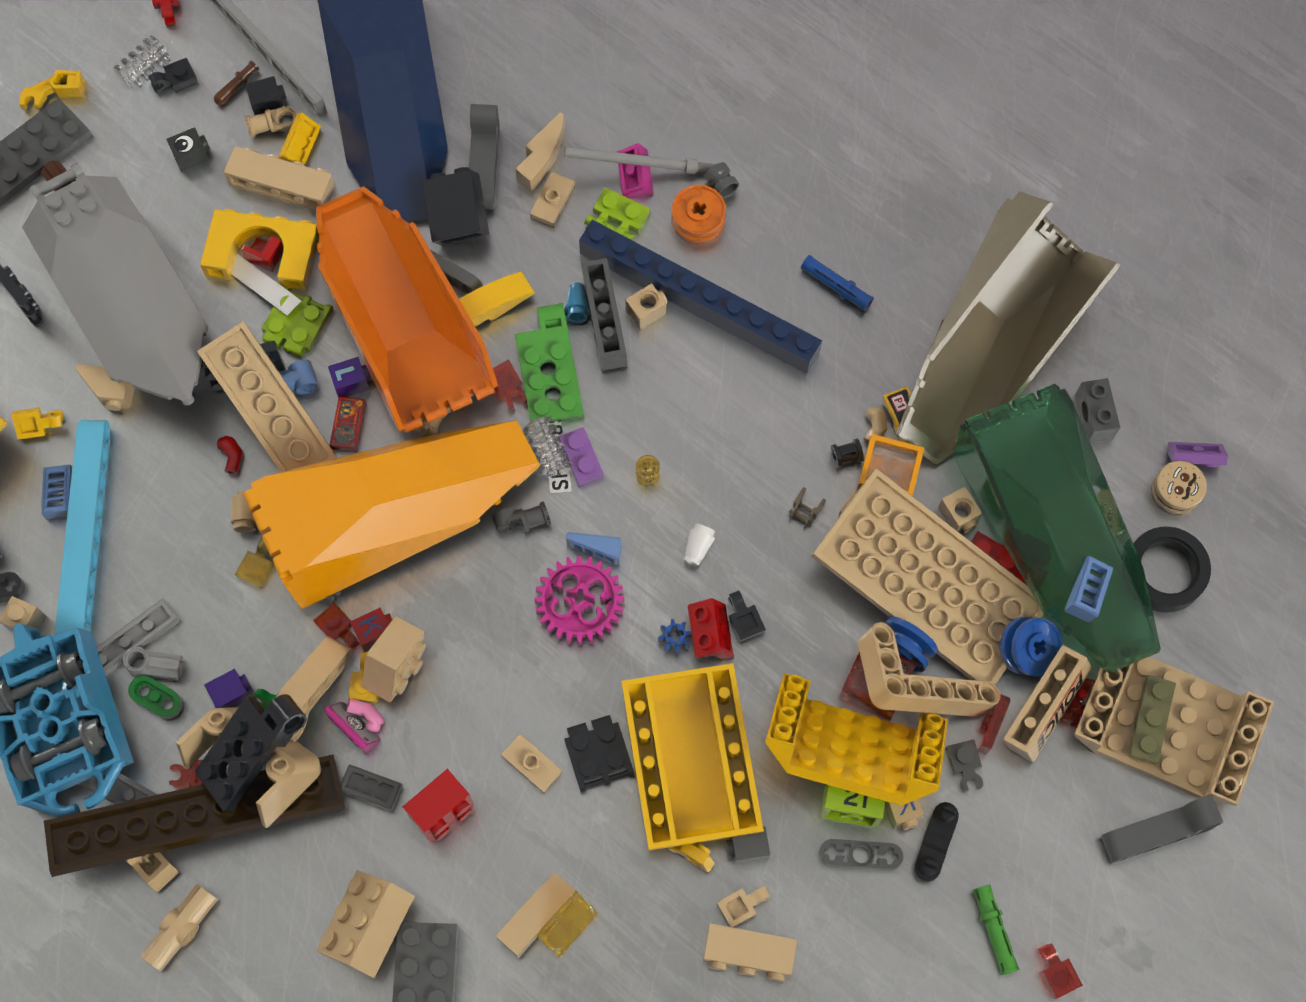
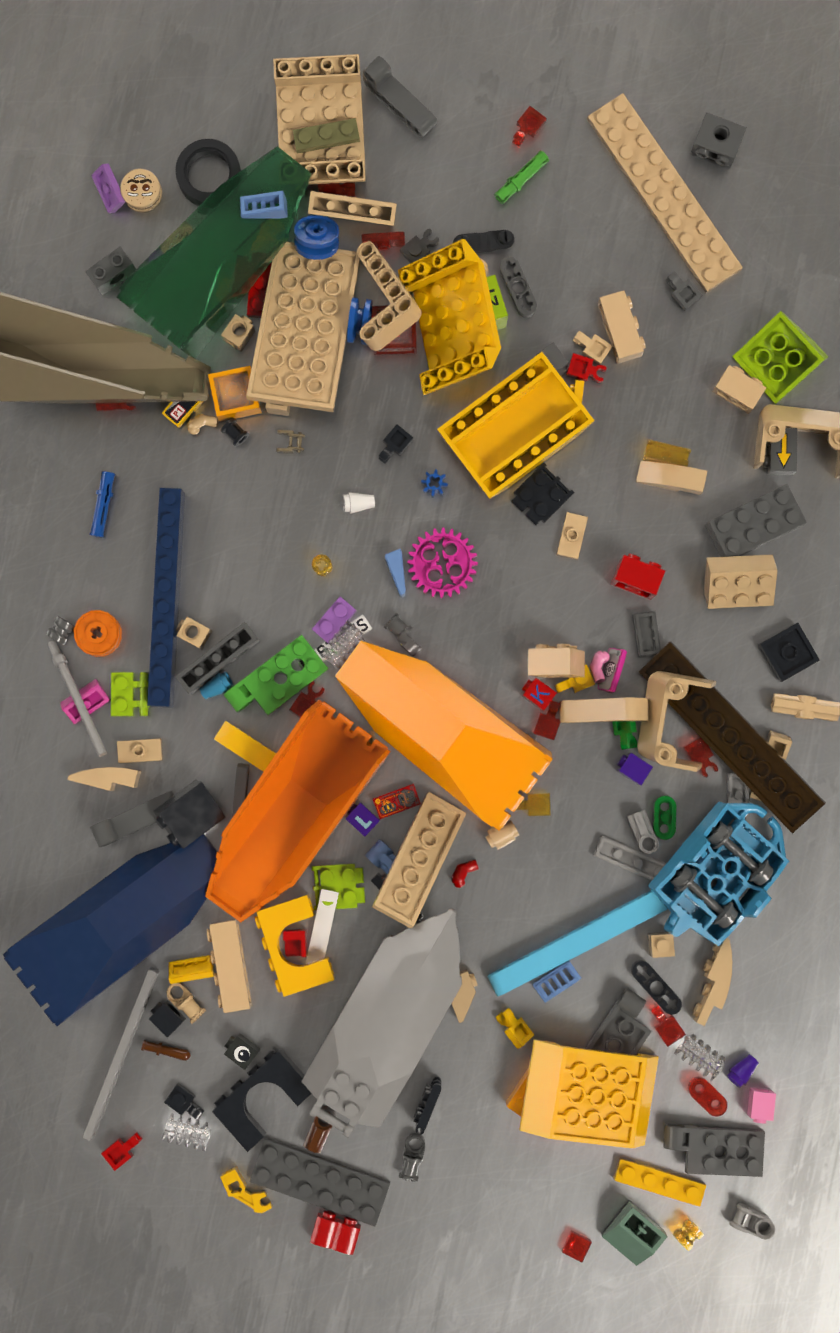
camera: 110 degrees left, 15 degrees up
(133, 114) = (233, 1109): none -> black arch
(253, 944) = (789, 652): none -> black plate
(261, 734) = (663, 713): black hinge -> none
(710, 629) = (417, 461): red bracket -> none
(724, 877) = (581, 368): none -> red plate

